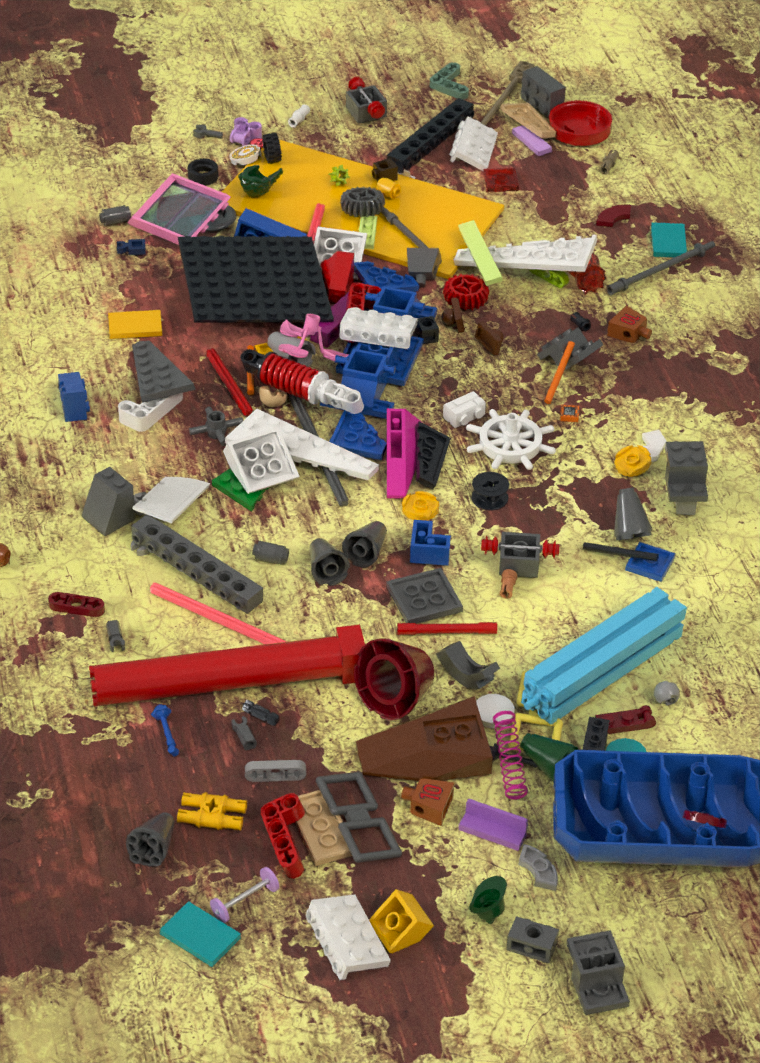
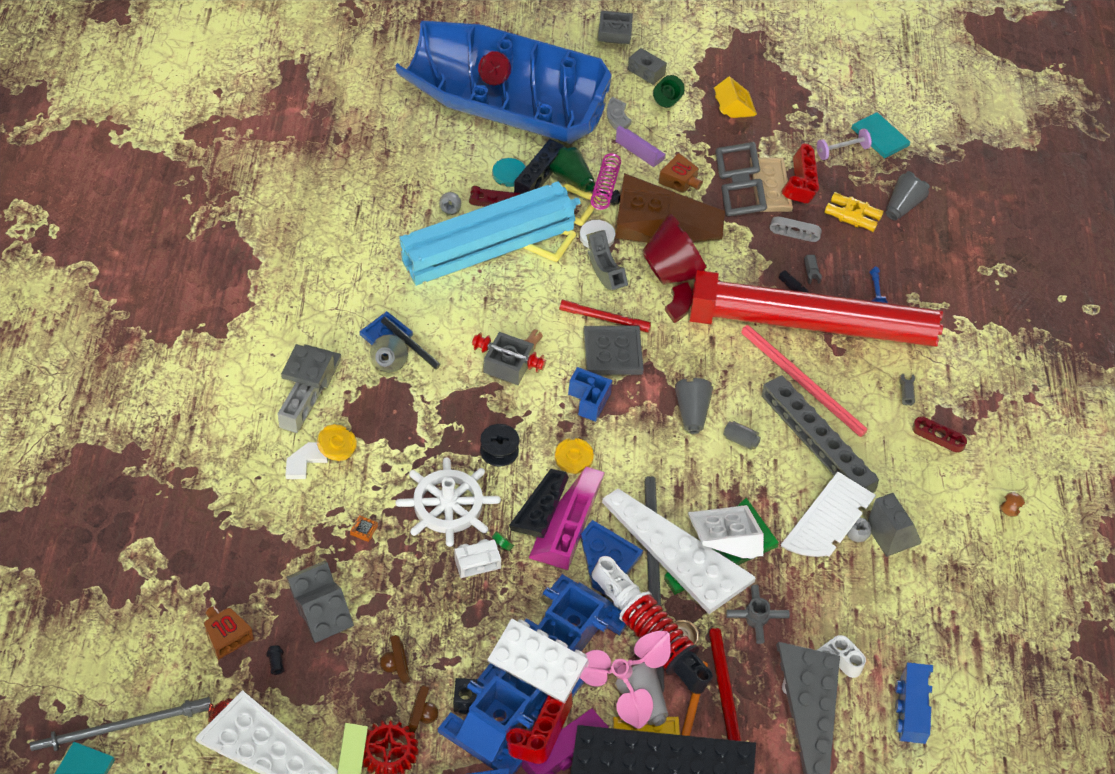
camera: 165 degrees left, 10 degrees up
(346, 935) = (776, 103): white bracket -> none
(365, 544) = (648, 411): dark grey cone -> none
(451, 426) = (502, 541): none -> green tile
(557, 377) = (350, 569): orange bar -> none

